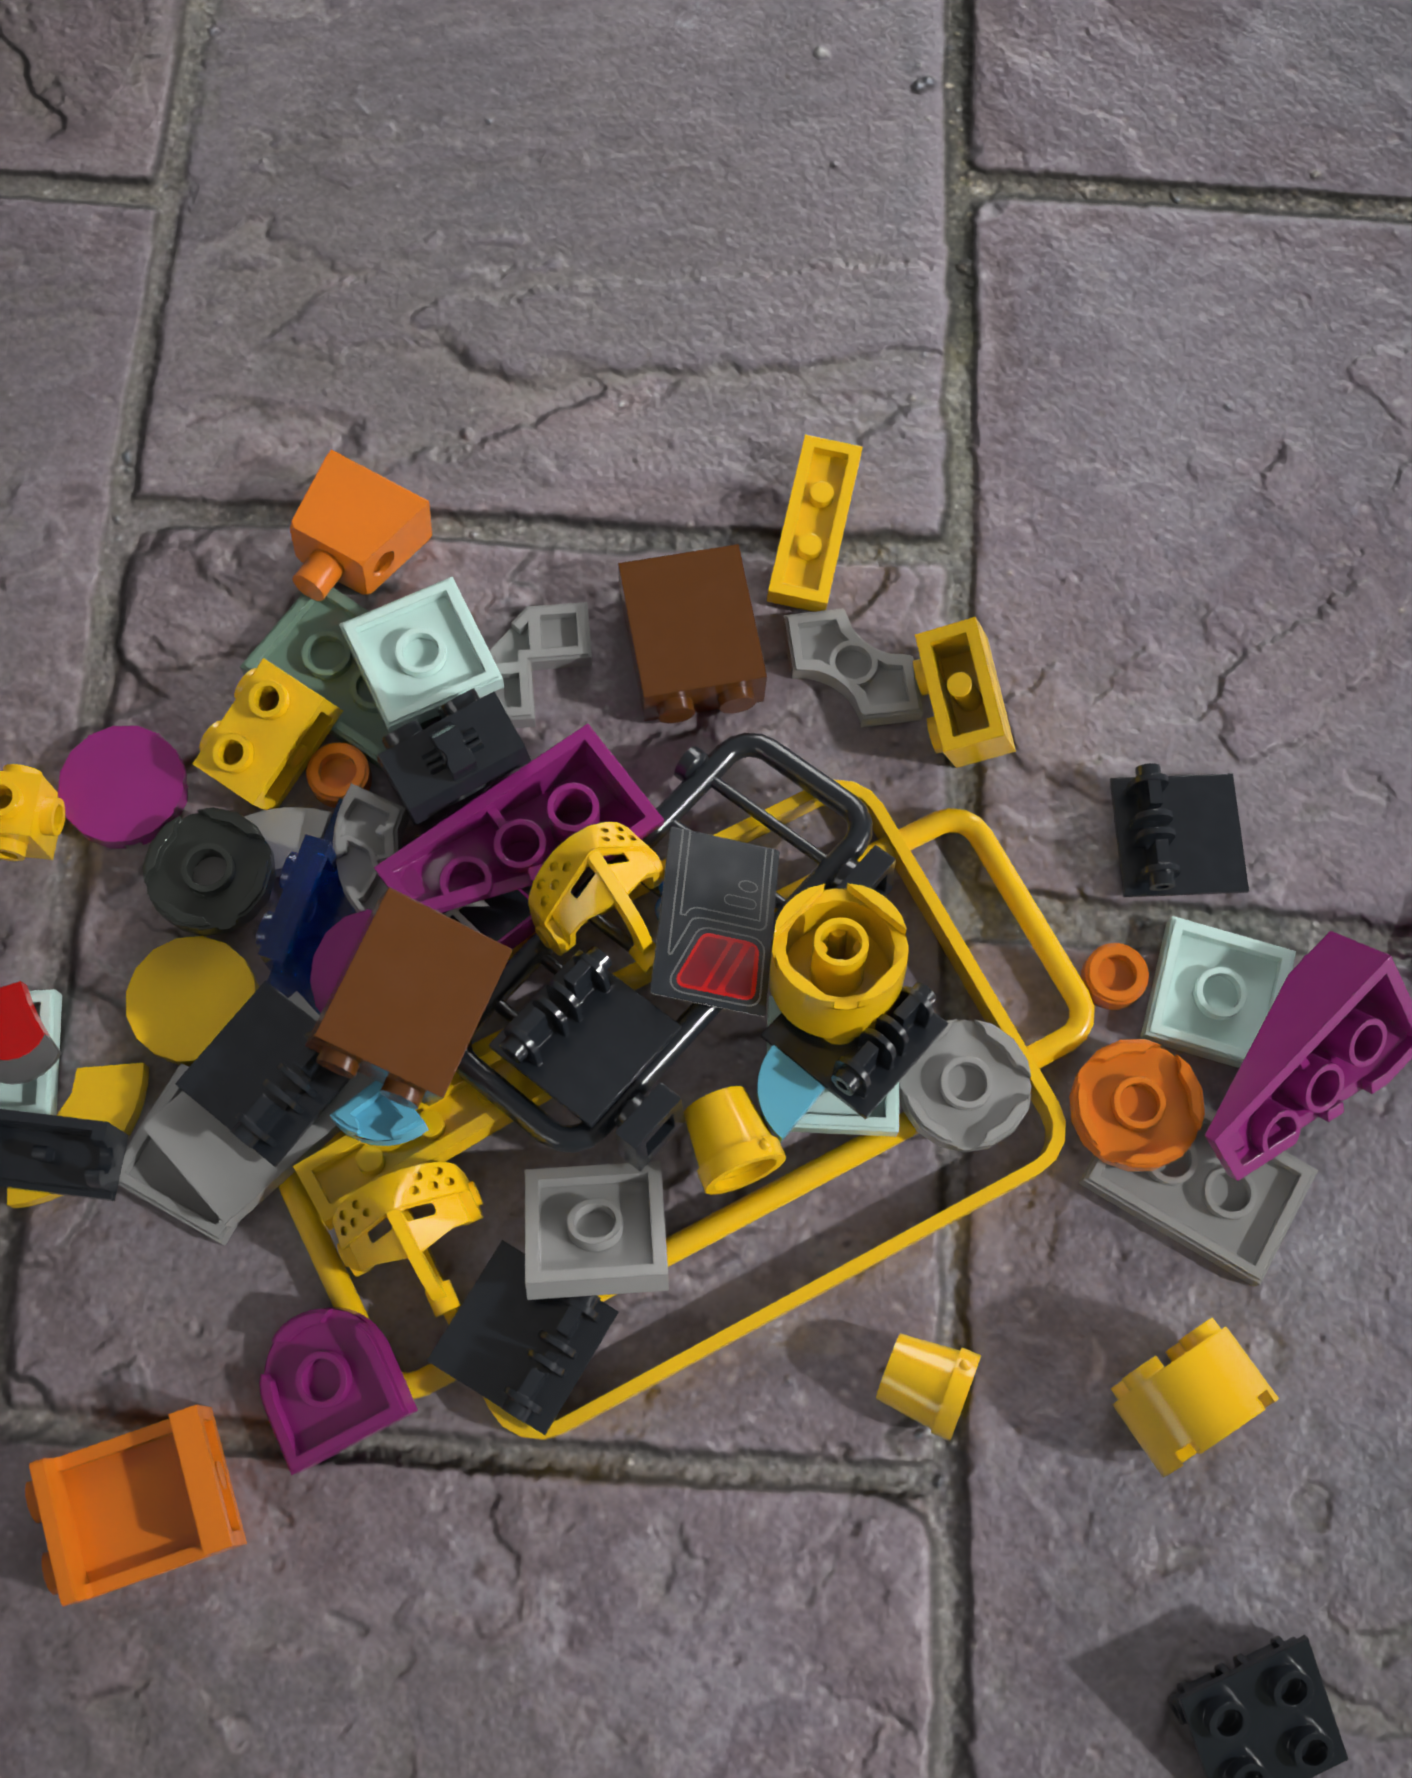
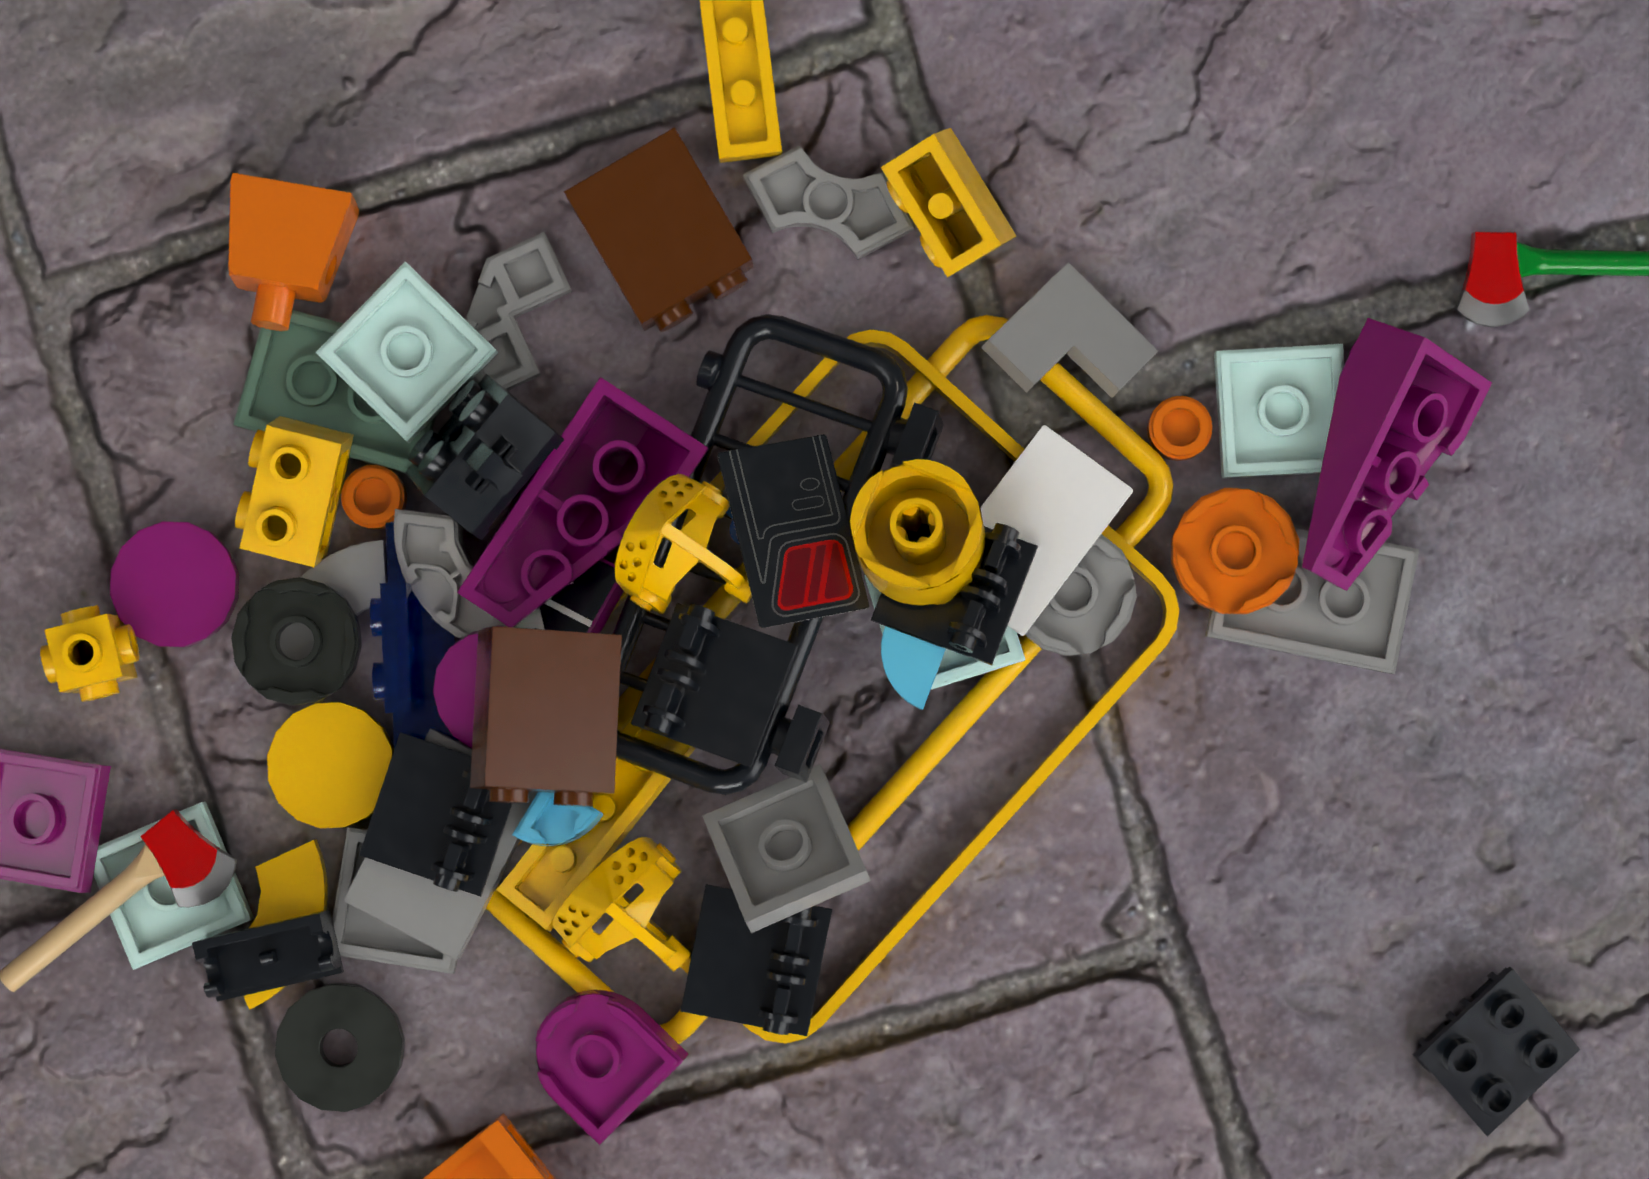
camera: 15 degrees left, 15 degrees up
(39, 1269) = (302, 1055): none -> pearl dark grey tile
(731, 1141) = (877, 724): yellow piece -> none
(928, 1382) = (1124, 869): yellow piece -> none
(982, 995) = (1060, 505): none -> white sticker
(1040, 838) = (1074, 321): none -> light grey tile
(1178, 834) = (1199, 263): black hinge -> none
(1194, 1399) = (1359, 803): yellow brick -> none

